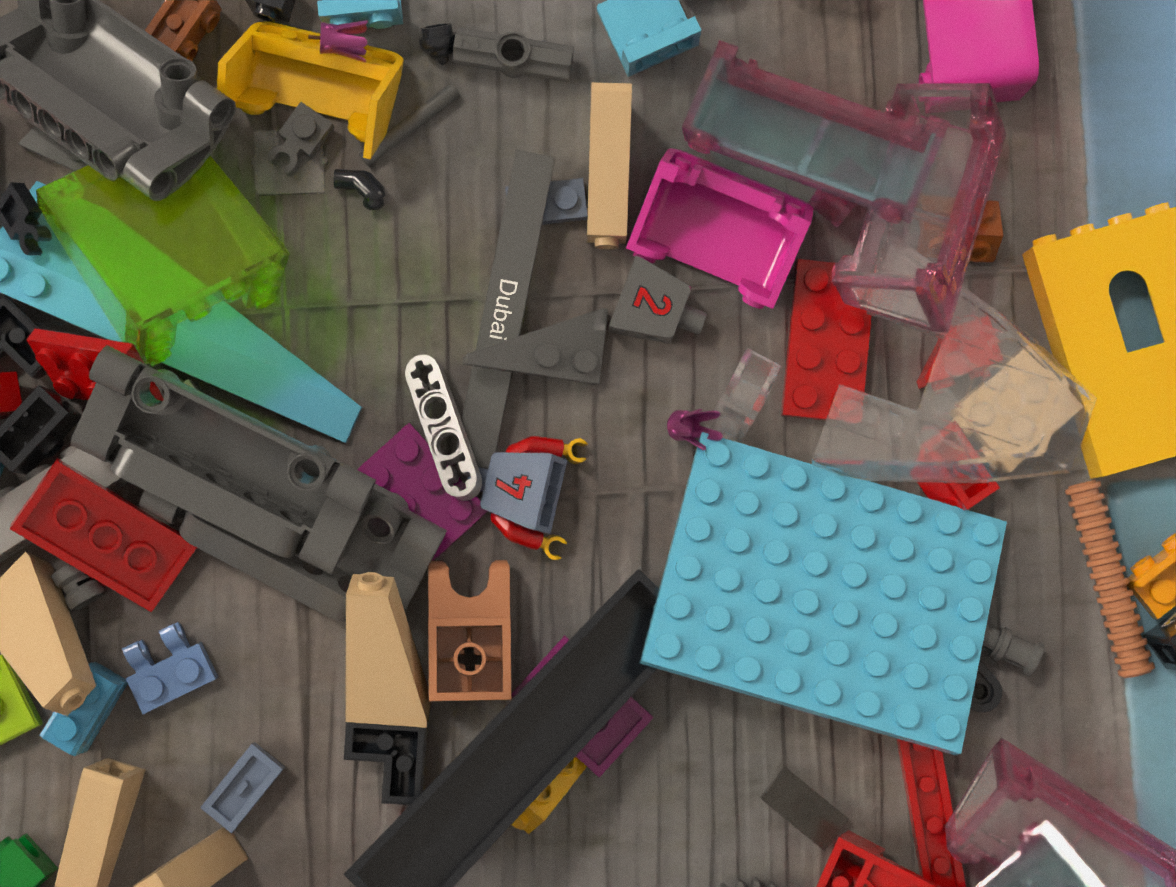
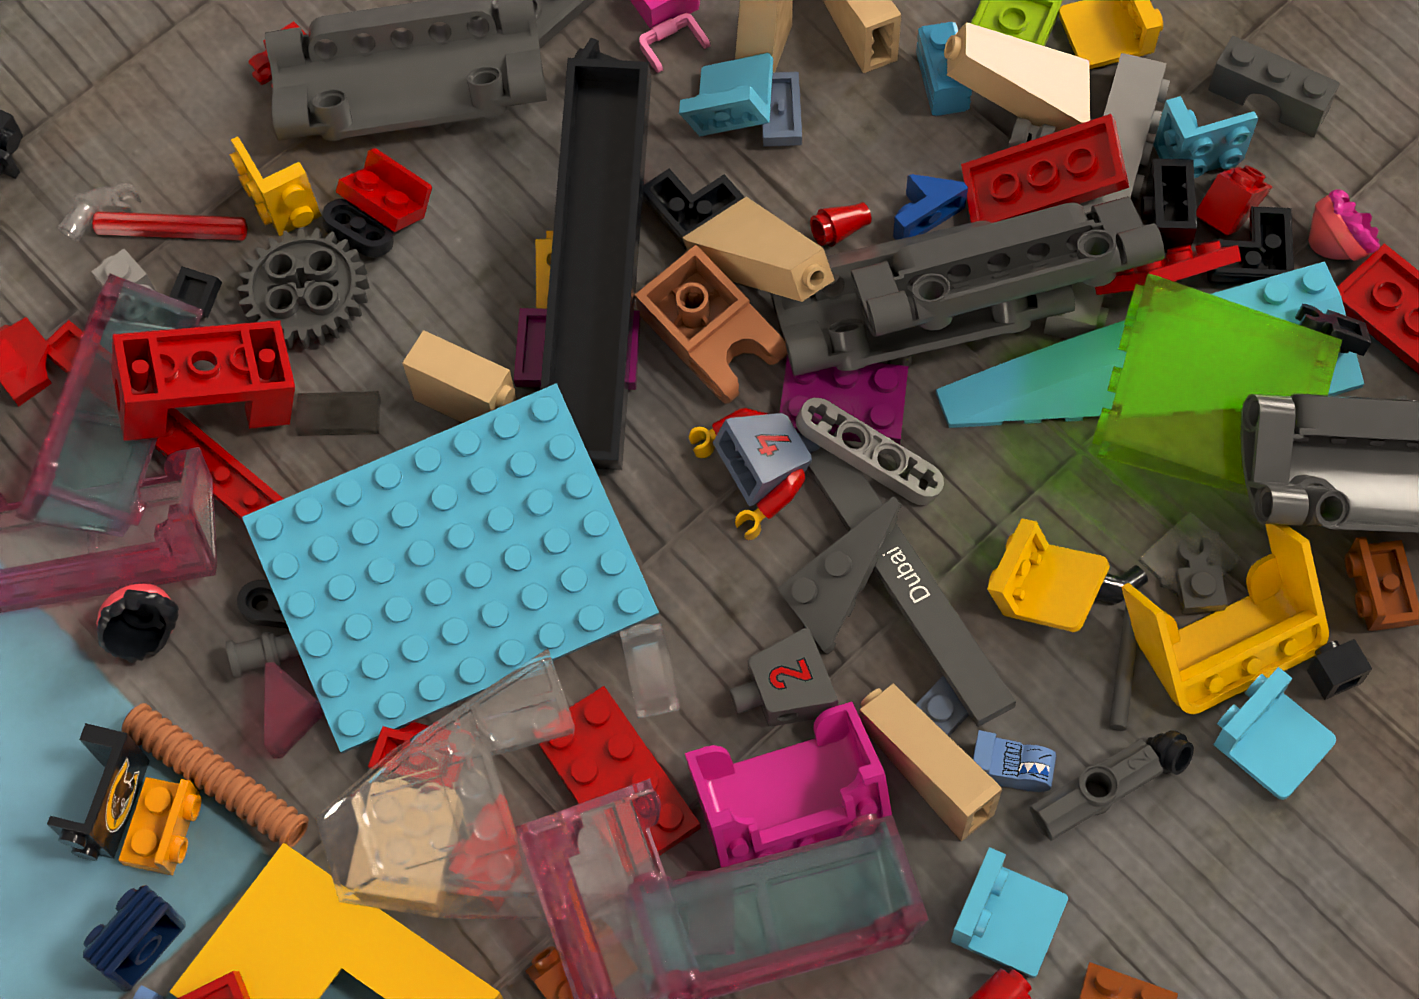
camera: 145 degrees right, 20 degrees down
(171, 677) = (904, 136): medium blue plate -> none
(203, 595) = (931, 204): none -> blue slope
(271, 830) = (731, 96): none -> medium azure bracket
(294, 643) = (837, 223): none -> red cone
(340, 39) = (1248, 659): flat silver piece -> none
(408, 219) = (1046, 581): none -> yellow bracket
(552, 122) = (1014, 763): none -> medium blue leg
(686, 426) = (676, 610): flat silver piece -> none
(702, 739) = (456, 379): none -> tan brick
(1021, 587) = (288, 711): none -> clear pink slope
(1086, 748) = (136, 621): none -> black hair

